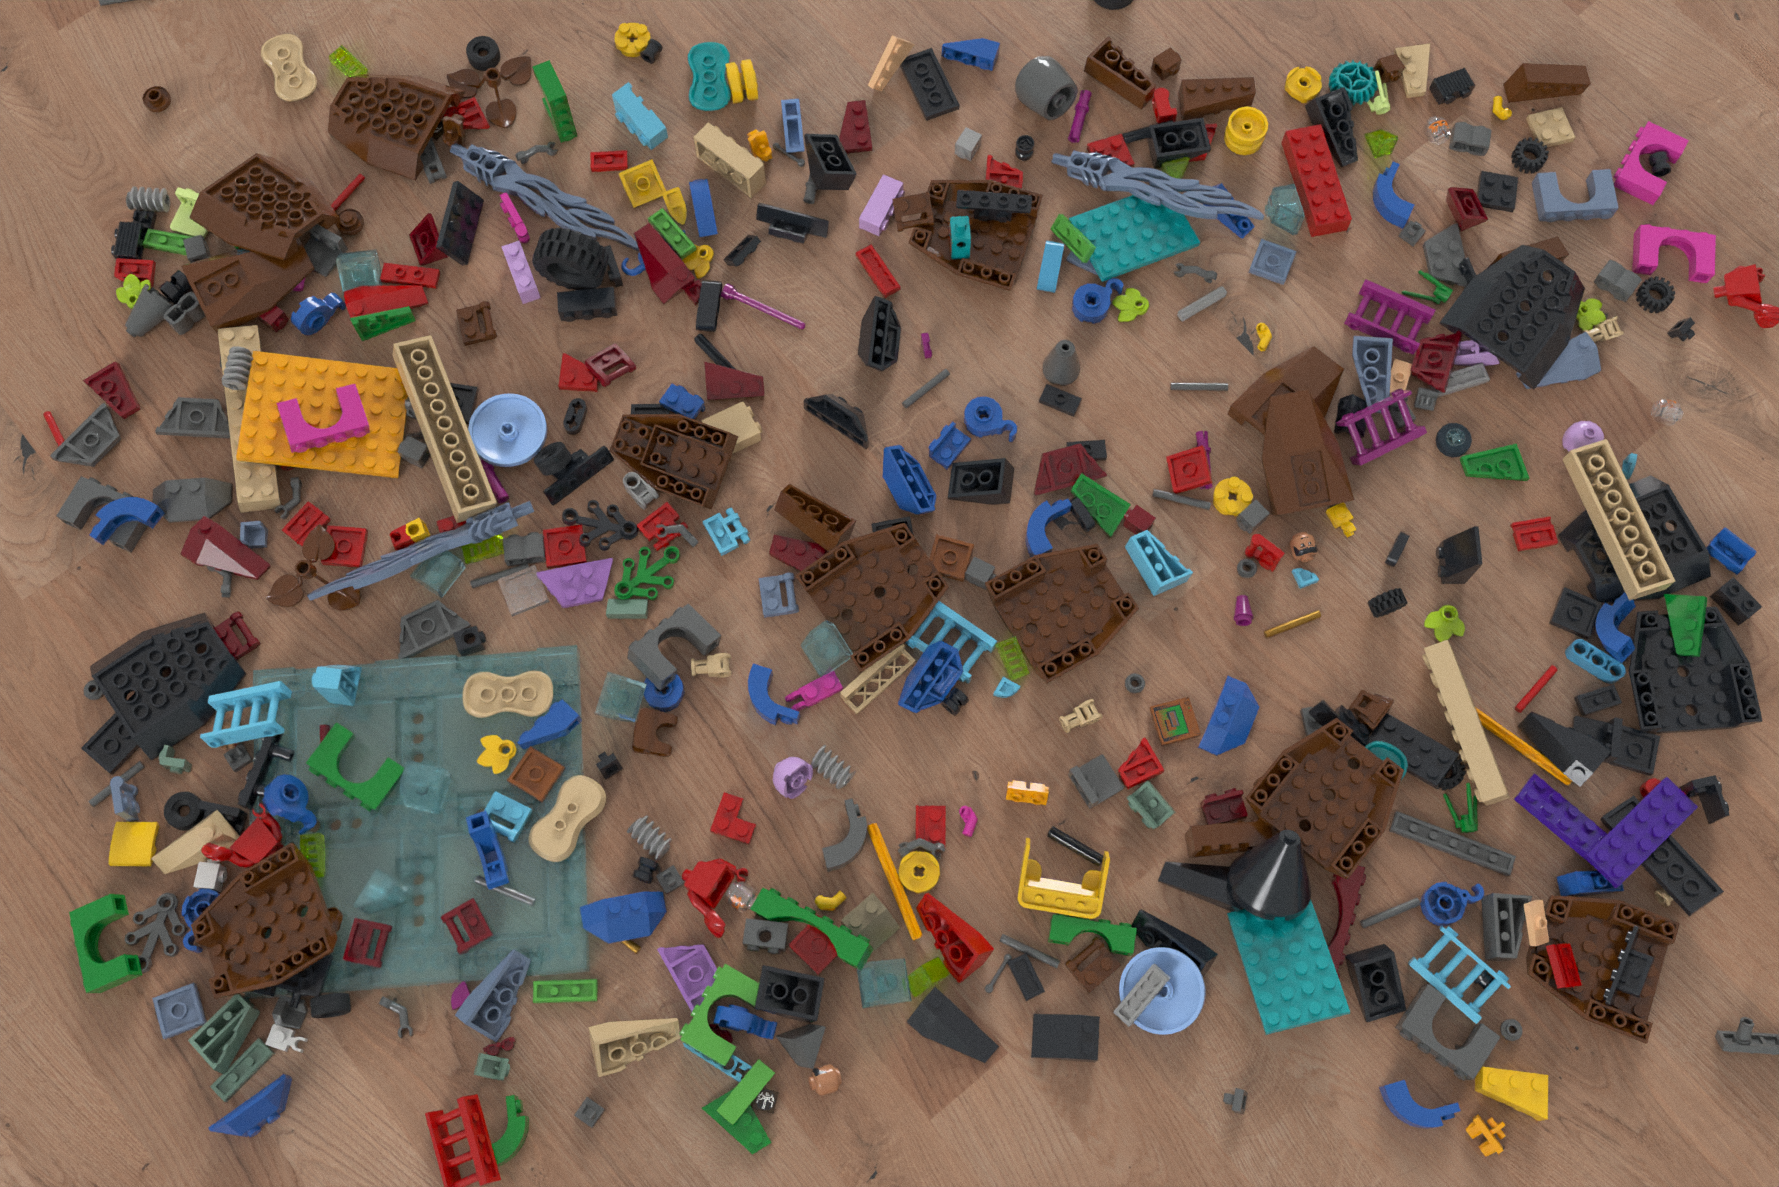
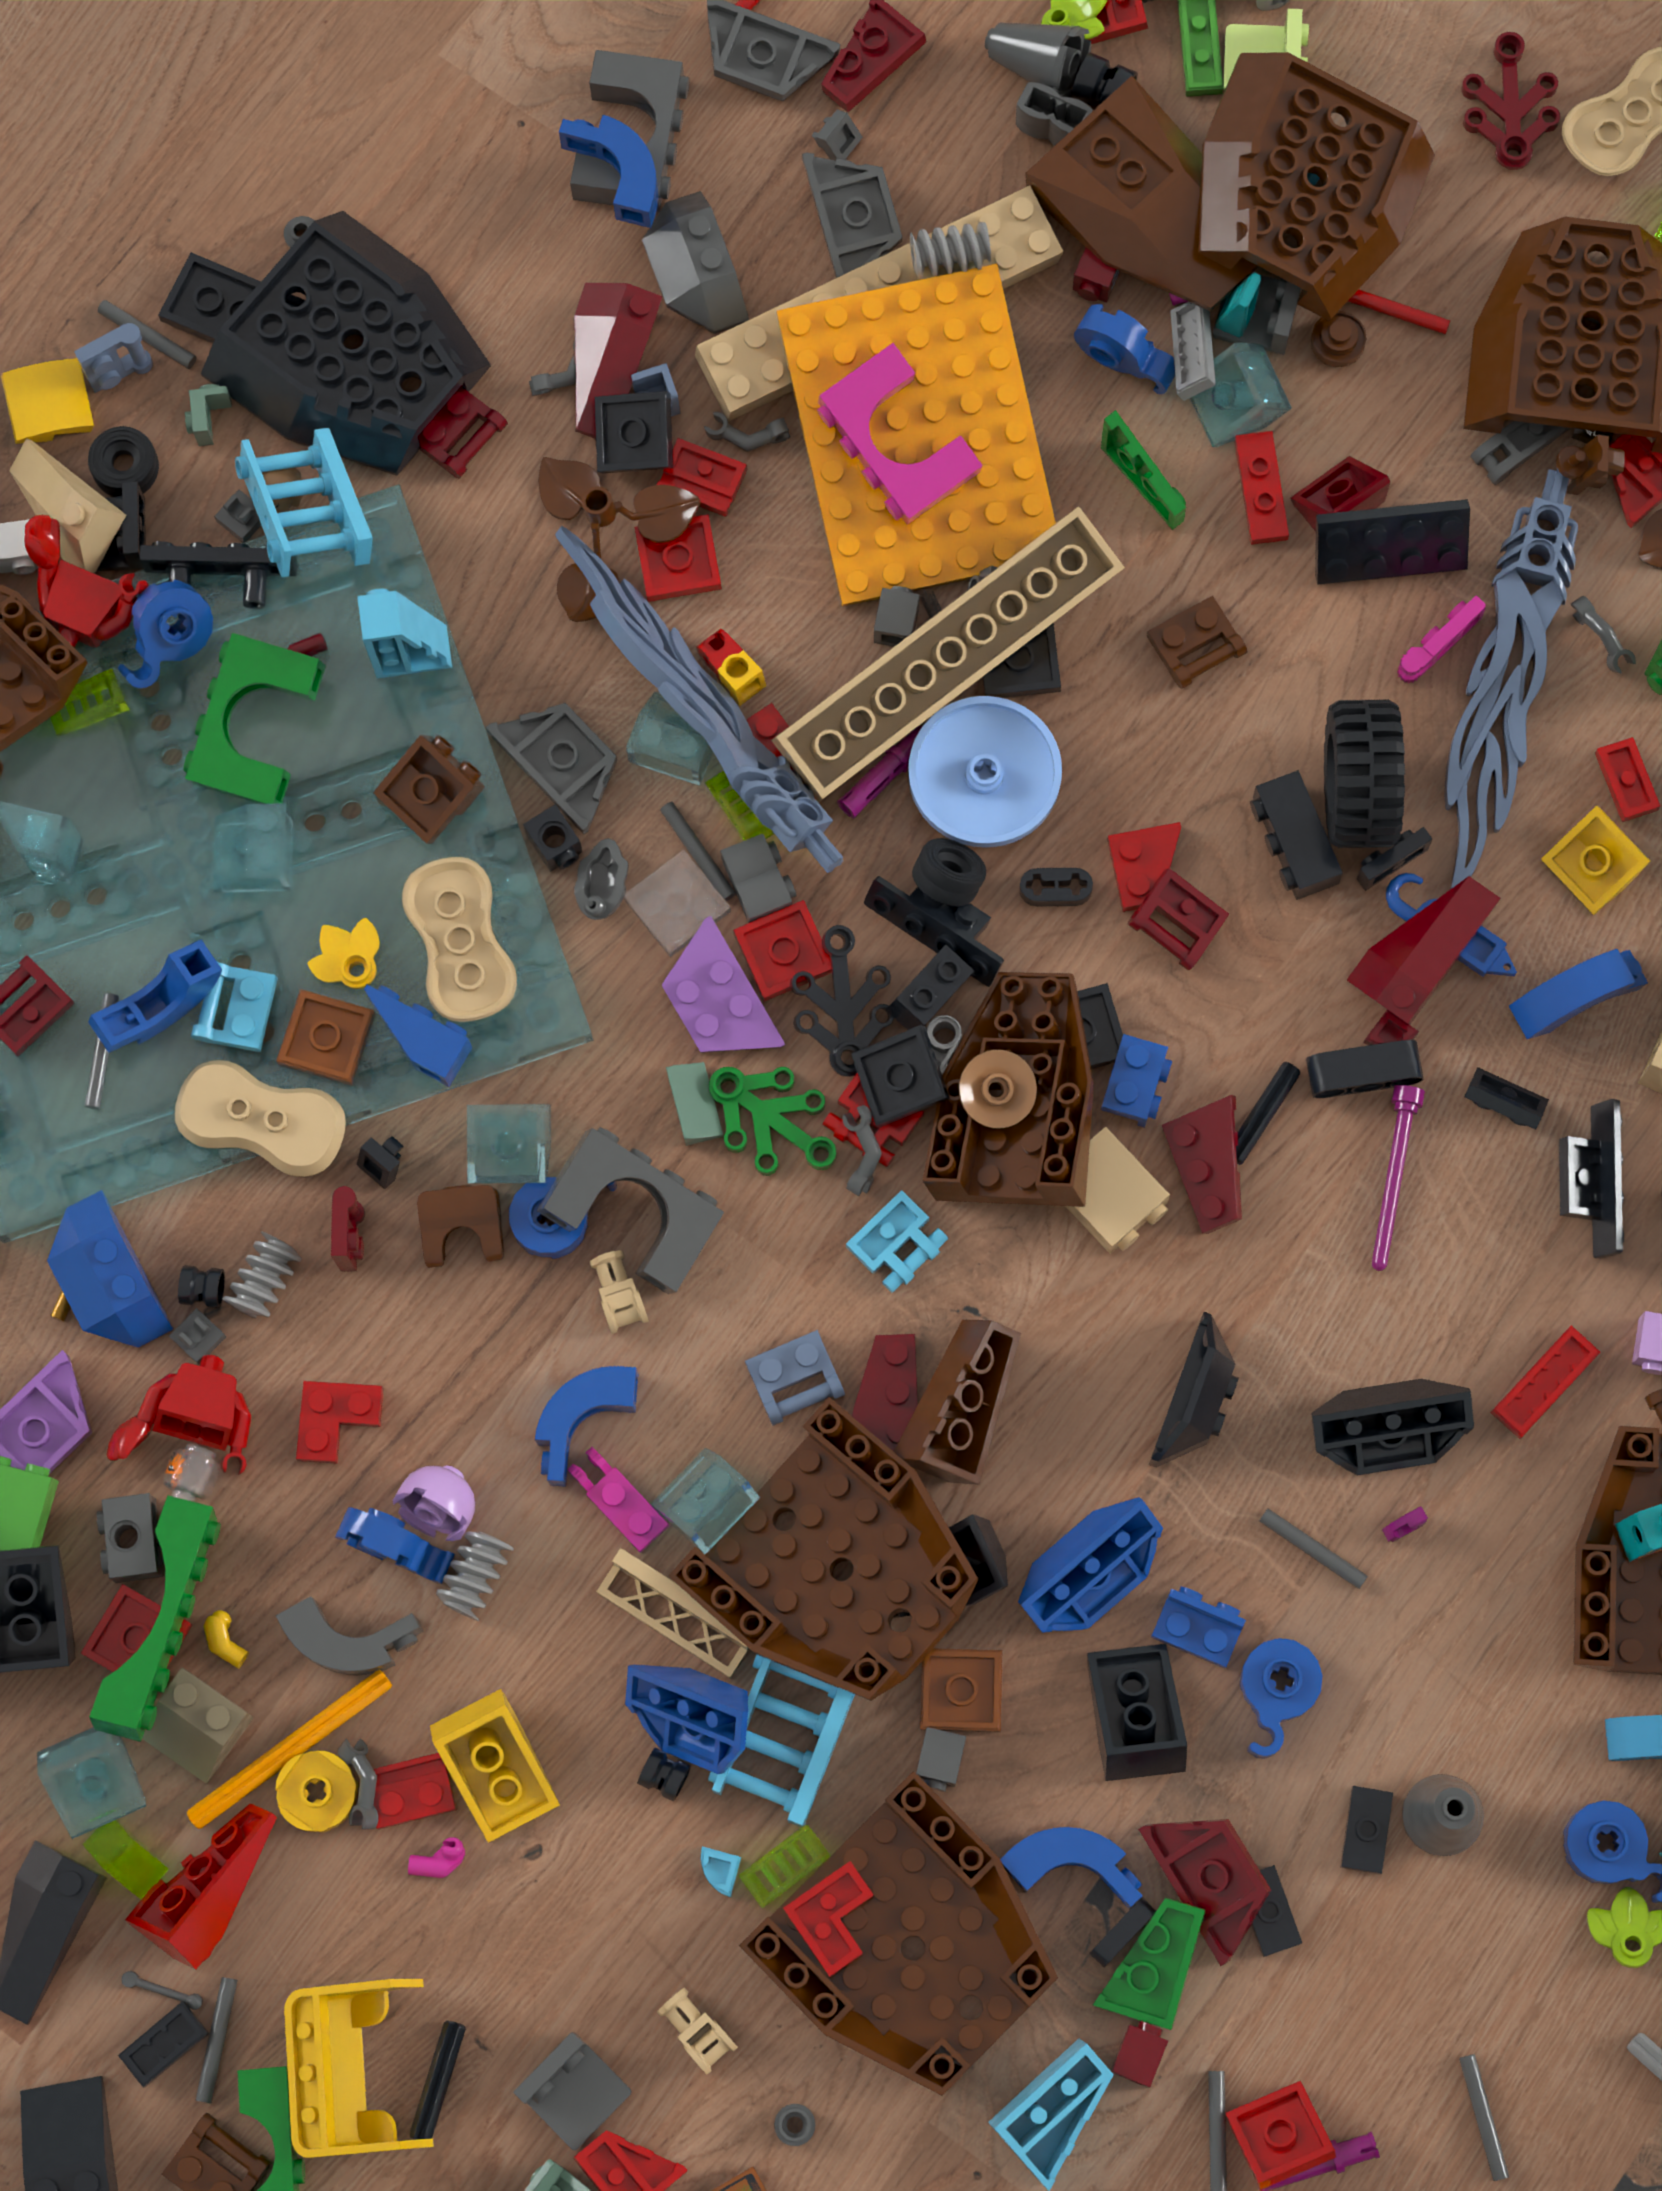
camera: 80 degrees right, 5 degrees up
(151, 415) = (838, 135): none -> dark grey tile
(196, 248) = (1192, 91): dark grey panel -> none
(262, 120) = (1510, 108): none -> dark red plant
(270, 548) = (633, 432): none -> black plate
(317, 254) = (1240, 307): none -> teal slope
(330, 283) = (1192, 350): none -> light grey plate
(375, 299) = (1189, 454): red wedge -> none
(423, 689) = (430, 787): none -> reddish brown plate
(499, 622) = (601, 880): none -> dark grey arm
(521, 272) = (1336, 679): lavender brick -> none
(608, 482) = (930, 989): none -> black brick
(642, 788) = (345, 1239): none -> dark red plate
(647, 504) = (900, 1076): none -> black plate
(668, 453) = (1017, 1087): none -> medium nougat dish
(672, 234) = (1497, 950): bright green tile -> none
(675, 204) = (1570, 938): yellow plate -> none
(699, 263) = (1457, 1012): yellow plate -> none
(802, 803) = (385, 1537): none -> blue piece
(928, 781) = (493, 1765): none -> yellow slope
(1019, 793) = (519, 1977): light orange hinge -> none
(1043, 643) = (819, 1916): none -> red plate

